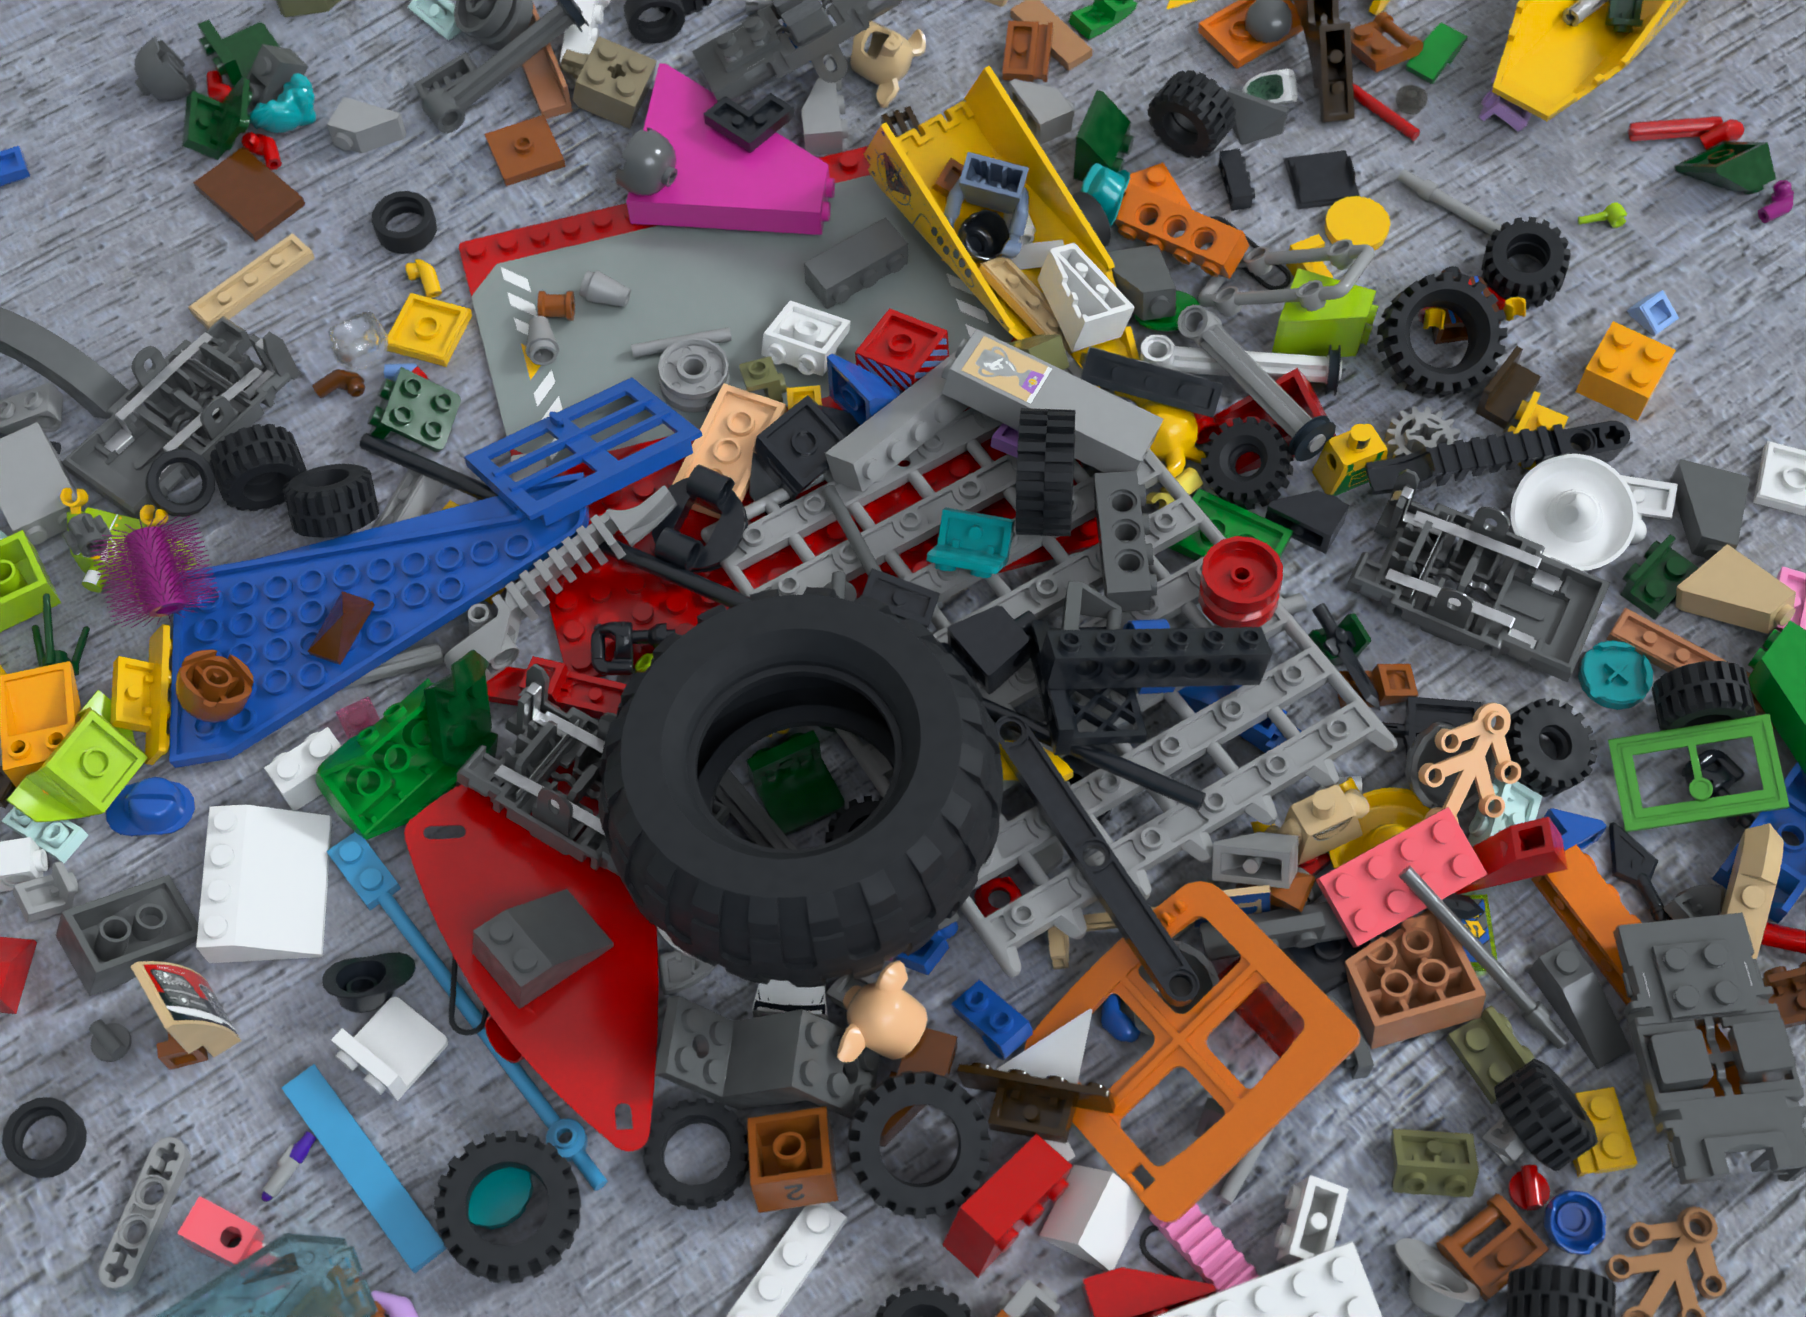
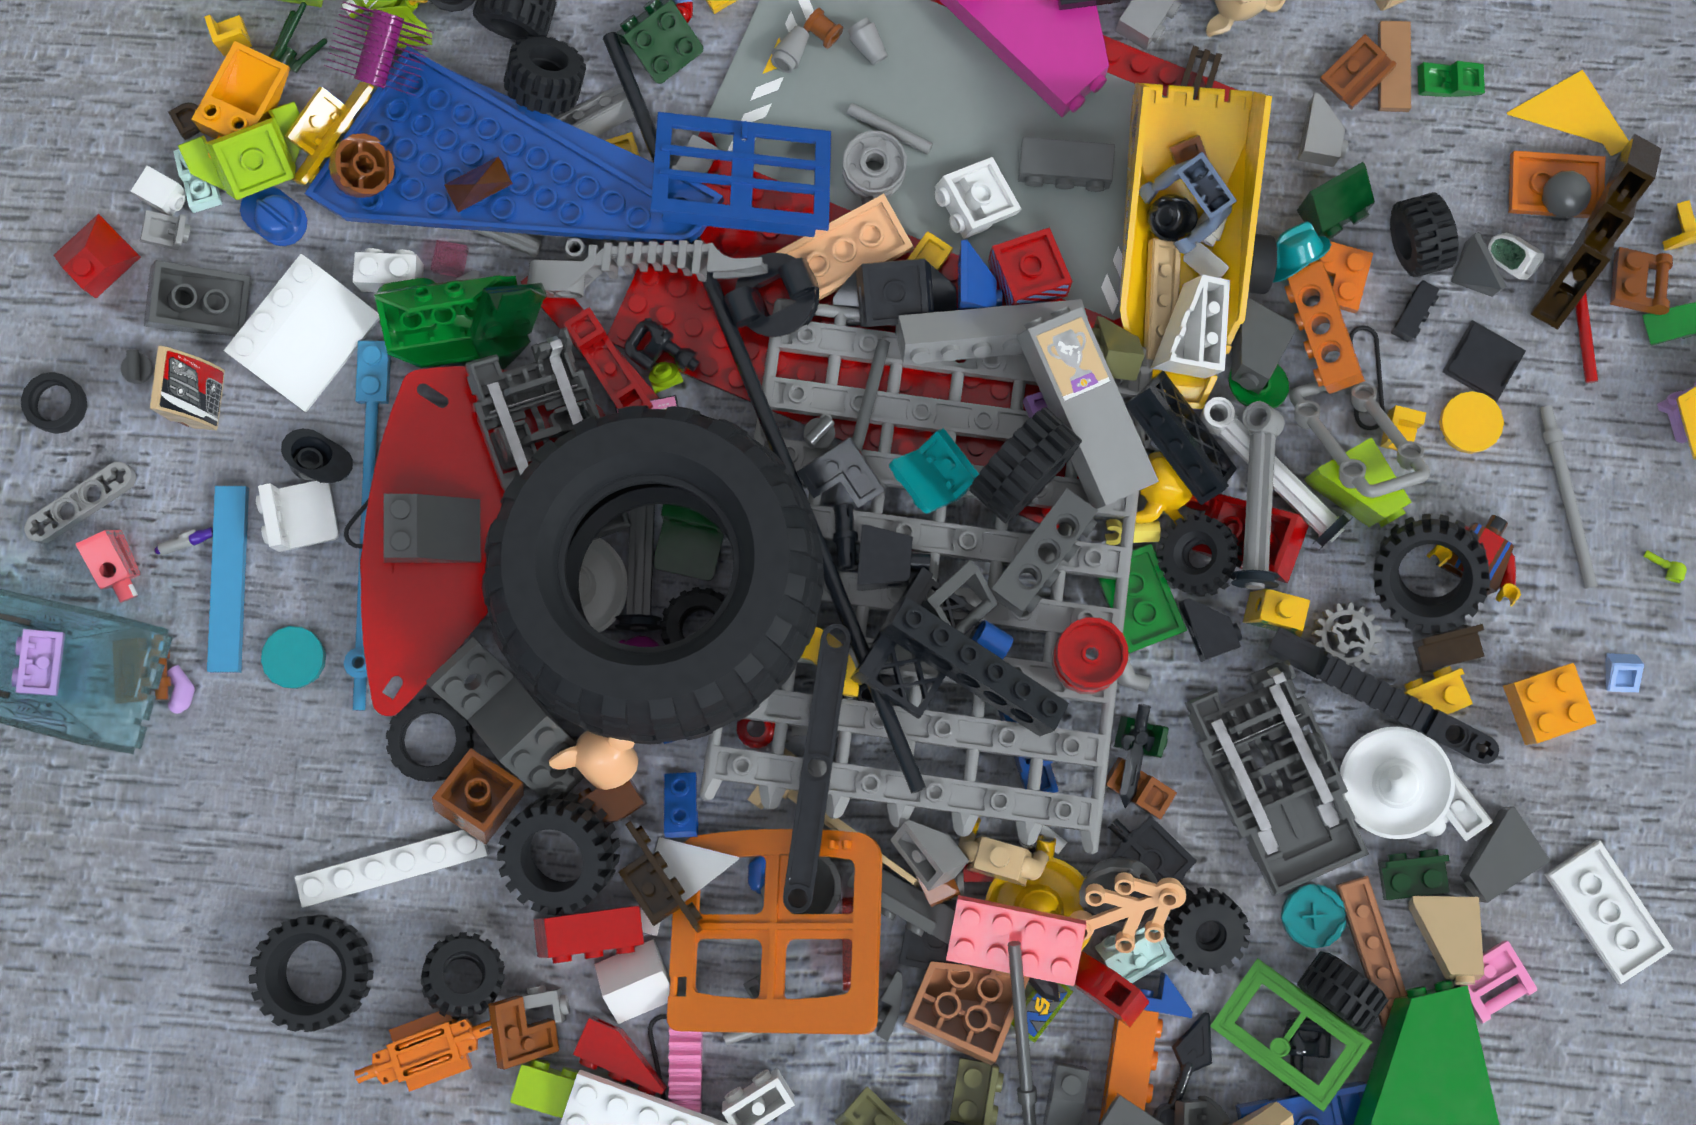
camera: 40 degrees right, 20 degrees up
(519, 1259) = (325, 678): black tyre -> none
(763, 375) = (917, 211): olive bracket -> none
(1411, 99) = (1610, 351): clear smoke plate -> none
(1530, 239) = (1572, 535): black tyre -> none

